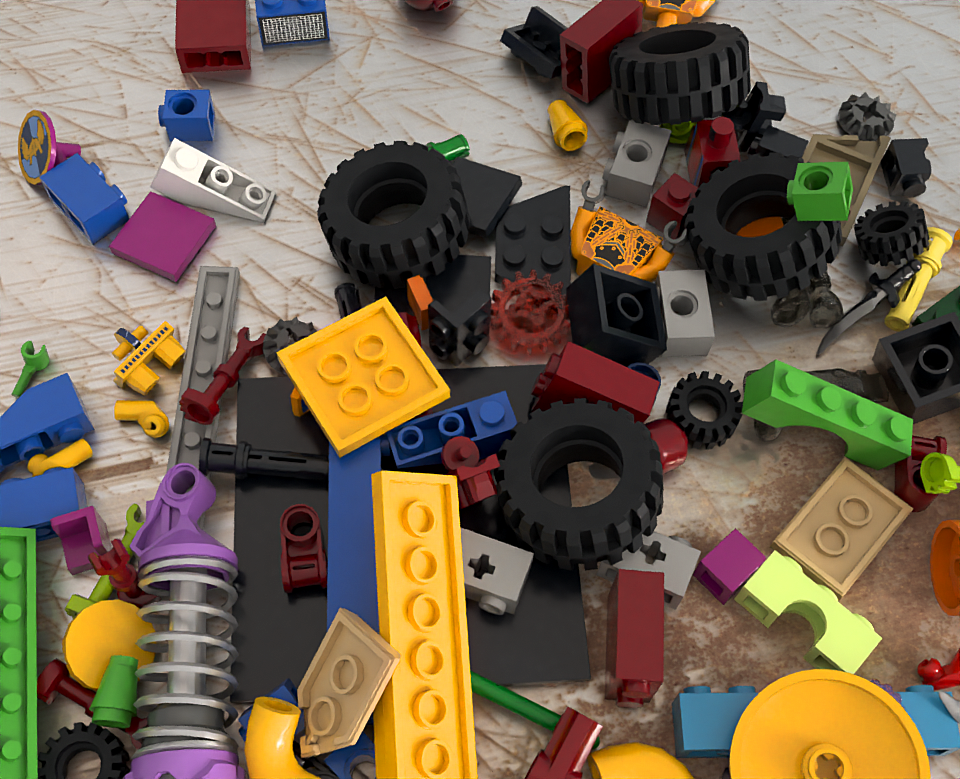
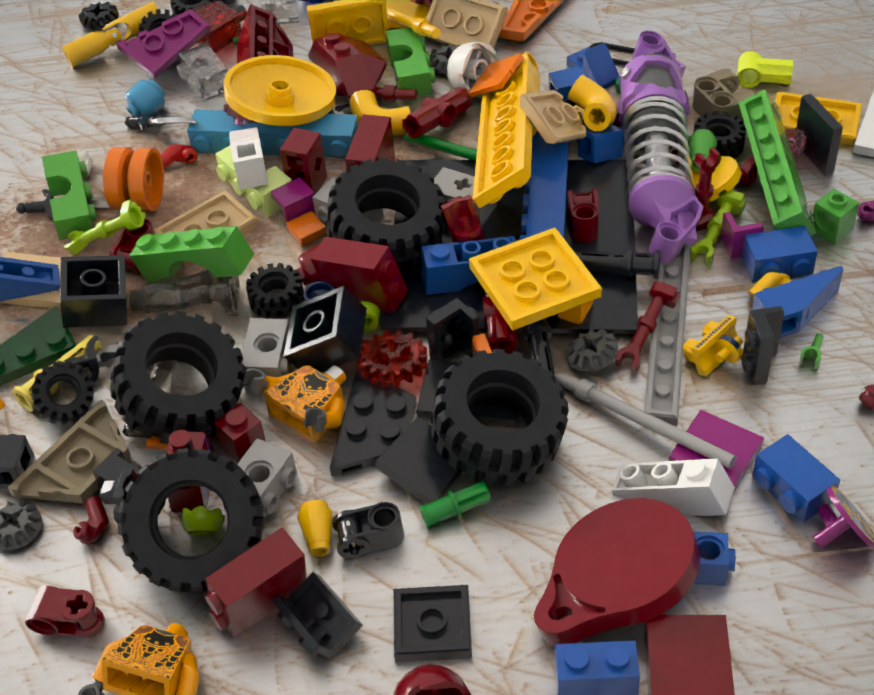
camera: 165 degrees left, 15 degrees down
(91, 342) = (761, 342): none -> black bracket
(147, 413) = (706, 312): yellow arm -> none
(266, 87) = (618, 570): none -> dark red piece
(299, 293) = (588, 392): none -> light grey bar
(440, 60) = (432, 623): none -> black tile
(512, 122) = (368, 529): none -> black piece
(700, 530) = (306, 228): none -> orange tile
(736, 623) = (304, 158): none -> dark red brick
(774, 36) = (64, 613): none -> dark red piece
(789, 121) = (95, 525): none -> dark red arm
(821, 191) = (135, 311): bright green brick -> none
(825, 602) = (248, 158): none -> white slope

